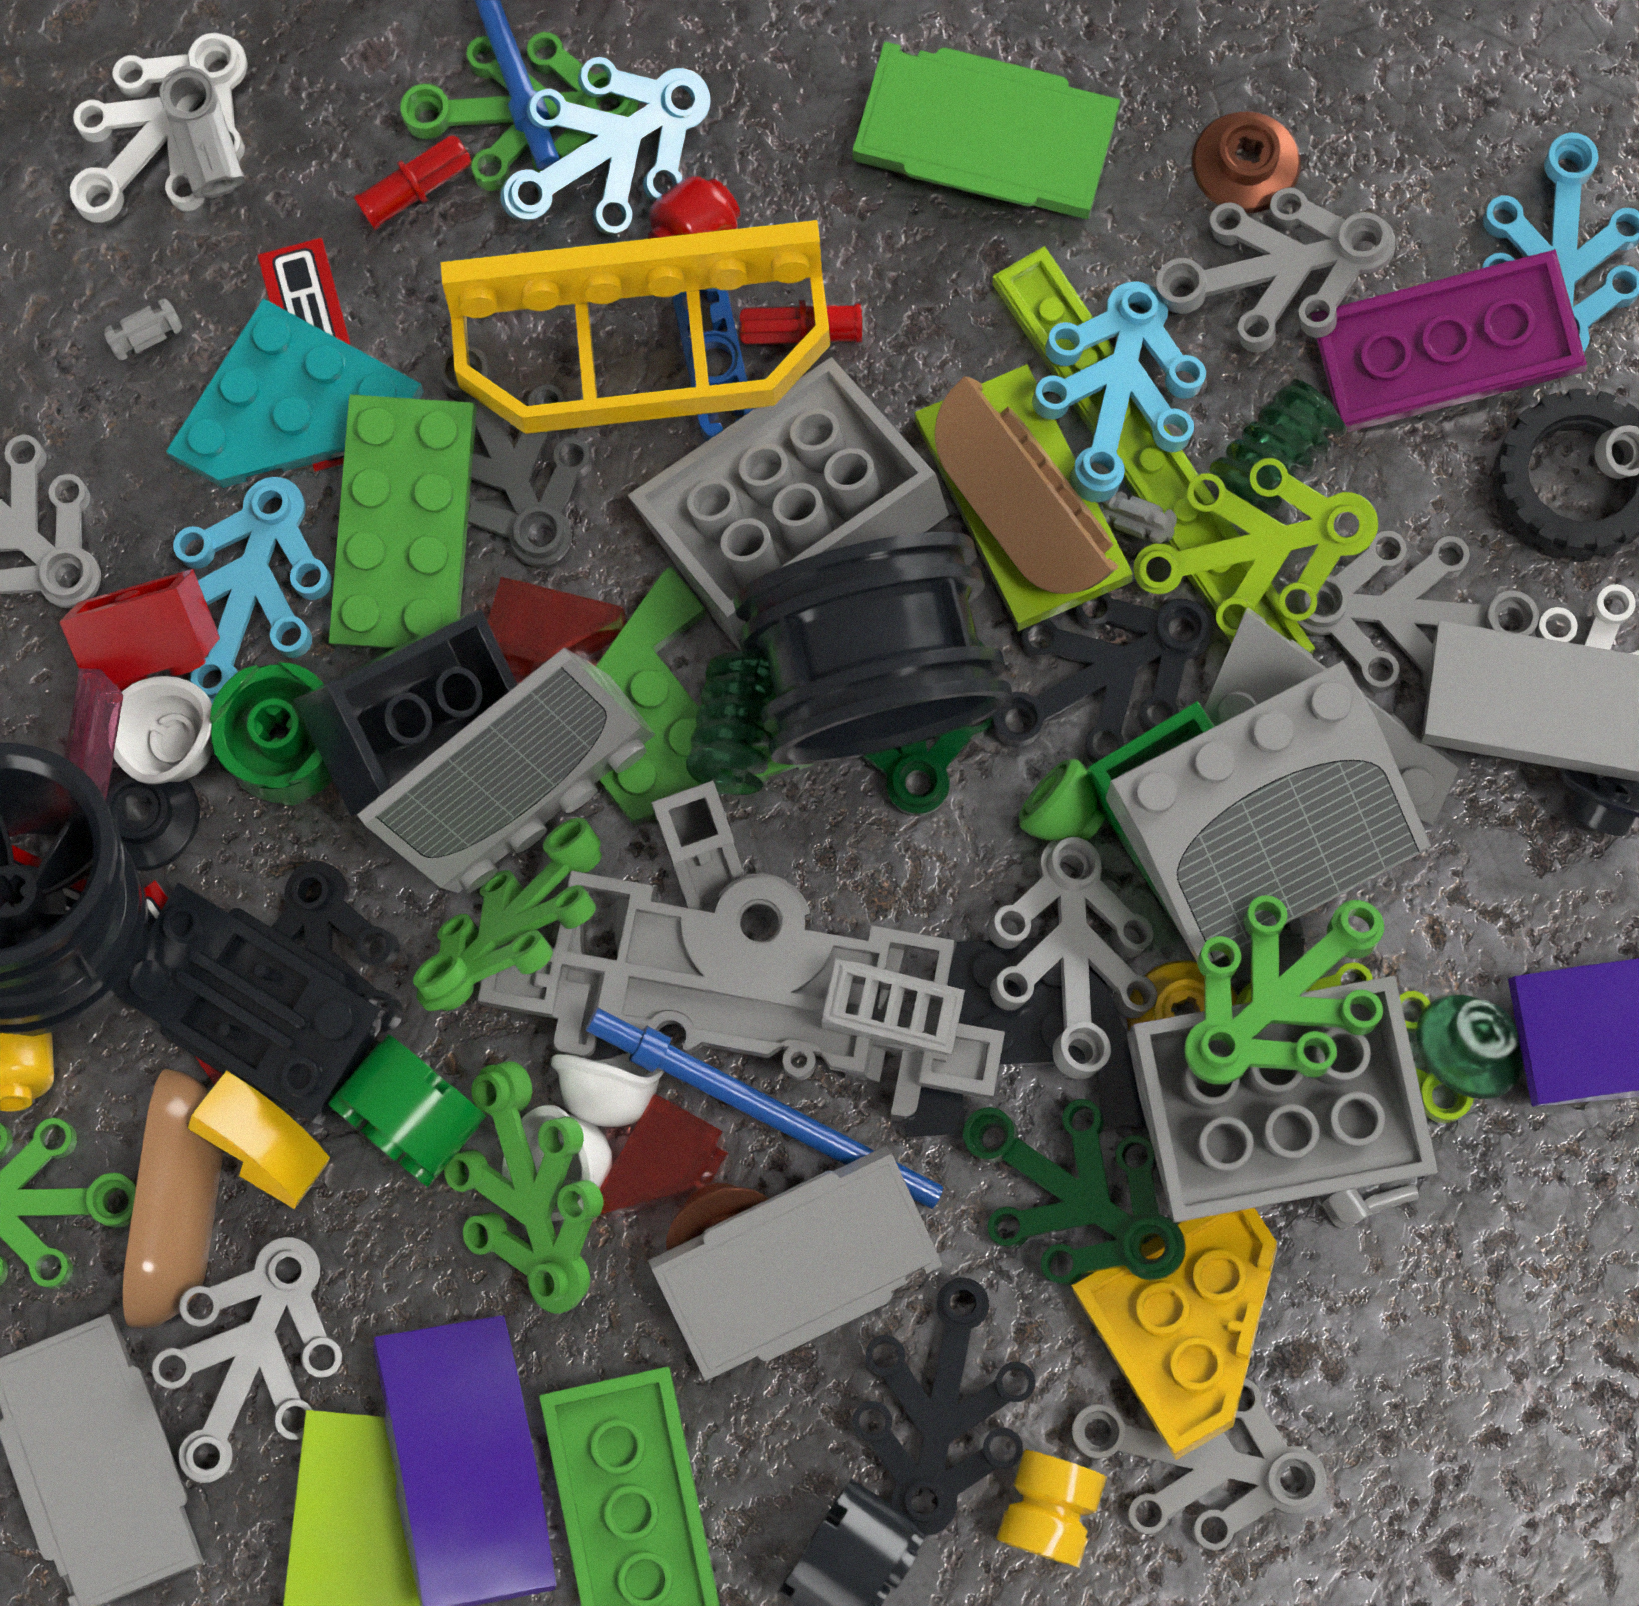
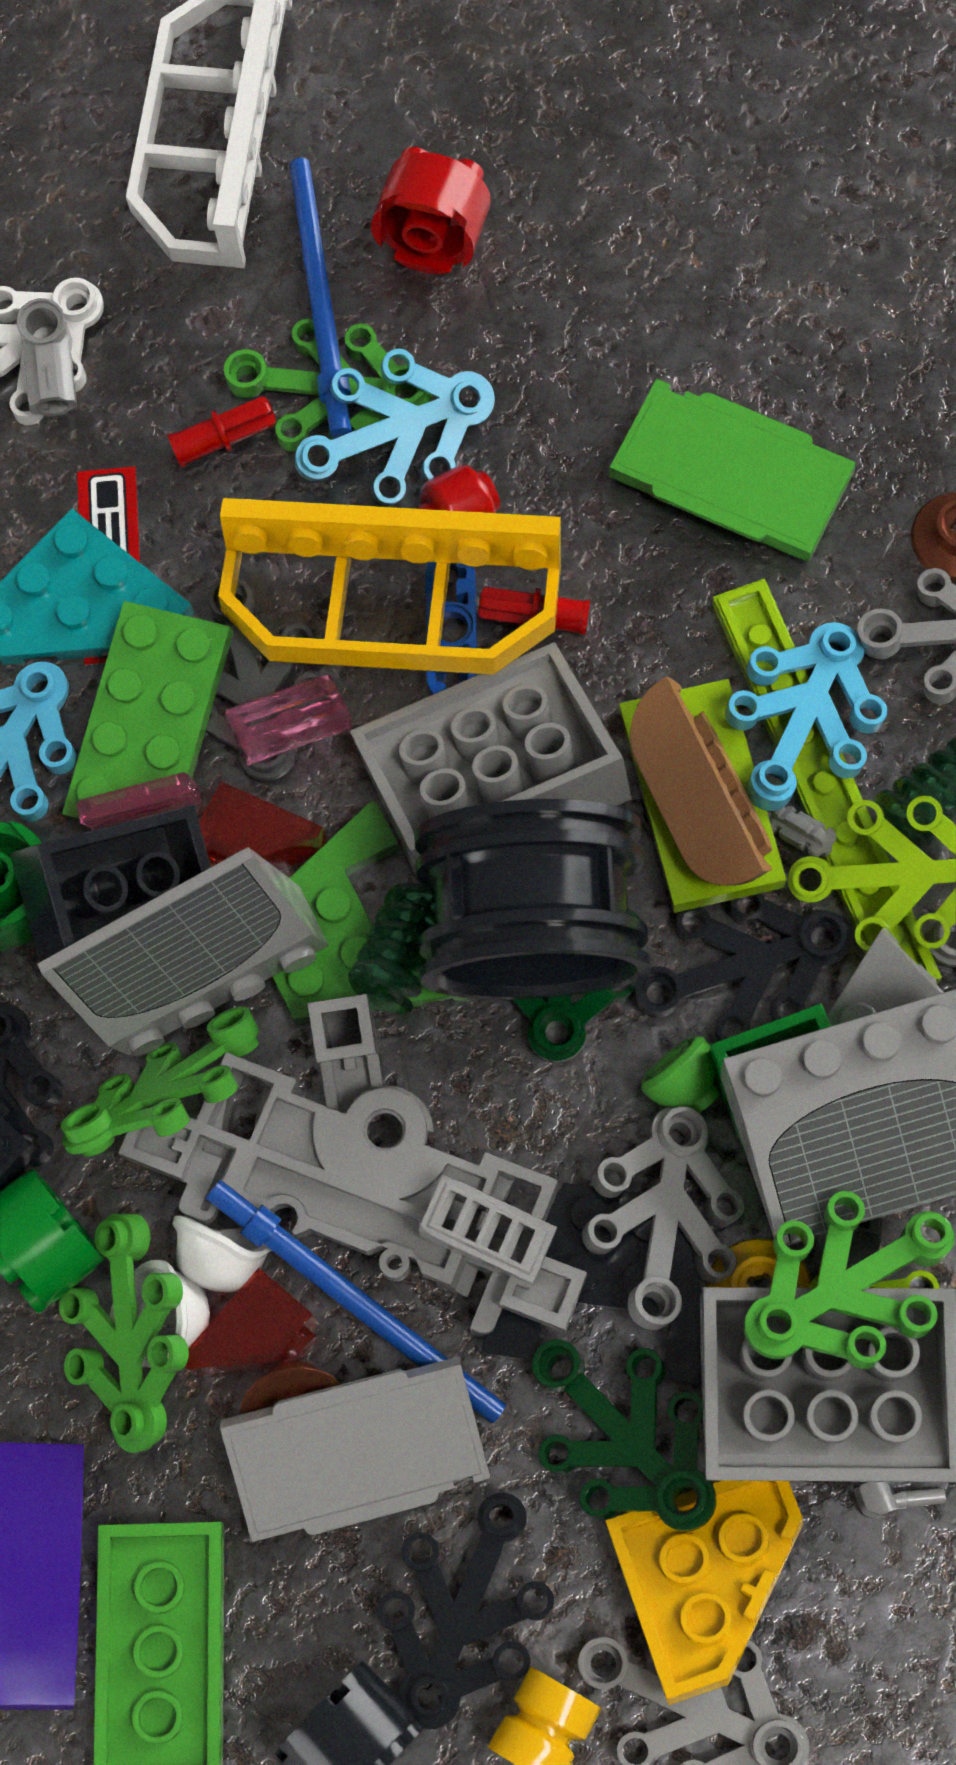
camera: 15 degrees right, 5 degrees down
(417, 615) = (139, 801): none -> clear pink tile
(568, 514) = (293, 726): none -> clear pink tile

